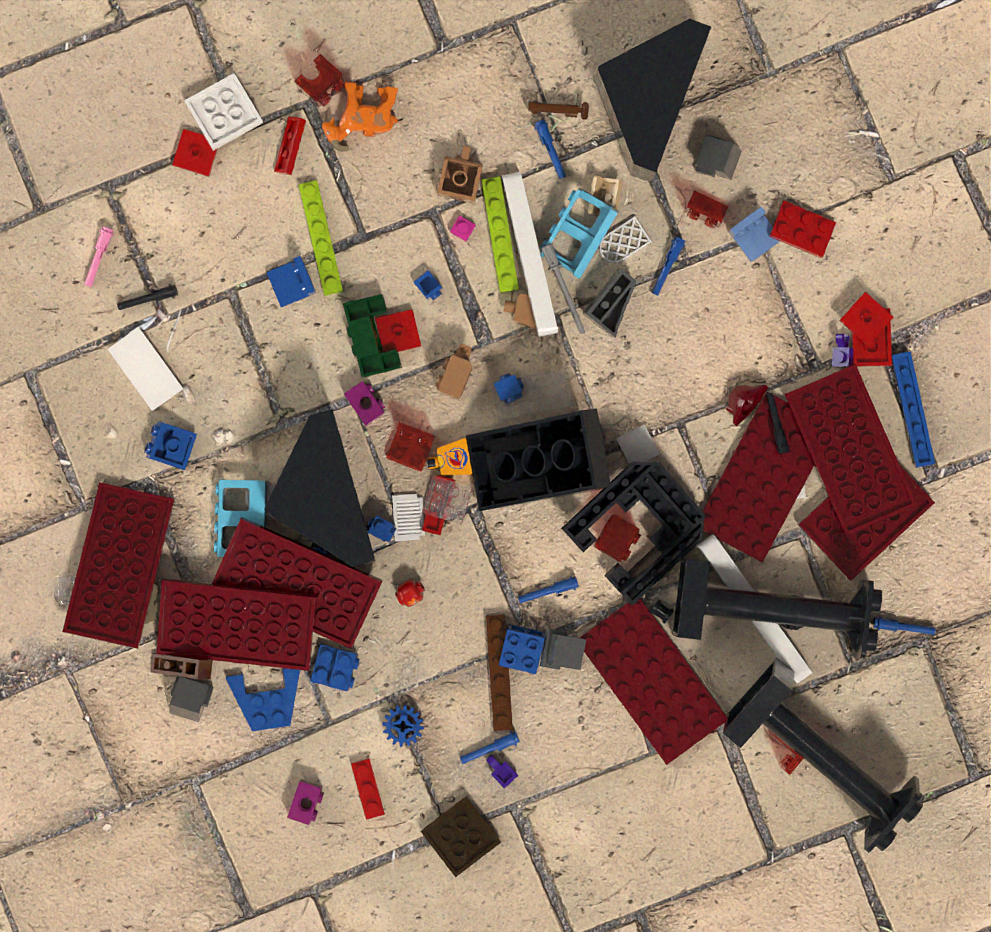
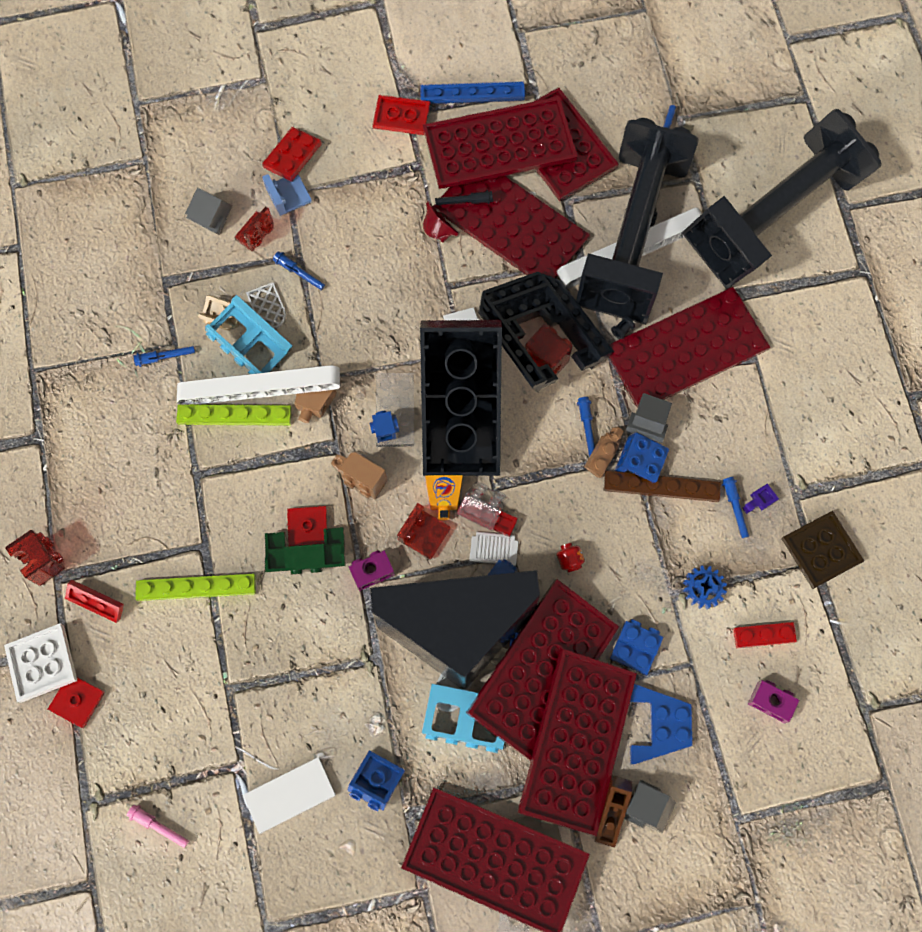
camera: 80 degrees left, 15 degrees down
(157, 295) = (214, 767): black pin -> none
(291, 282) = (232, 622): blue bracket -> none
(361, 117) = (85, 524): orange animal -> none
(428, 286) = (268, 488): blue bracket -> none
(460, 177) = (169, 439): medium nougat hinge -> none
(462, 228) = (220, 448): dark pink plate -> none
(523, 610) = (604, 452): none -> medium nougat hinge
(554, 264) = (271, 365): light grey piece -> none
(568, 110) = (131, 330): reddish brown piece -> none
(610, 303) = (321, 322): dark grey wedge -> none
(646, 91) = (132, 250): black slope -> none
(791, 761) = (779, 234): clear red bracket -> none
(843, 354) = (413, 139): plate -> none
(866, 318) = (384, 112): red plate -> none

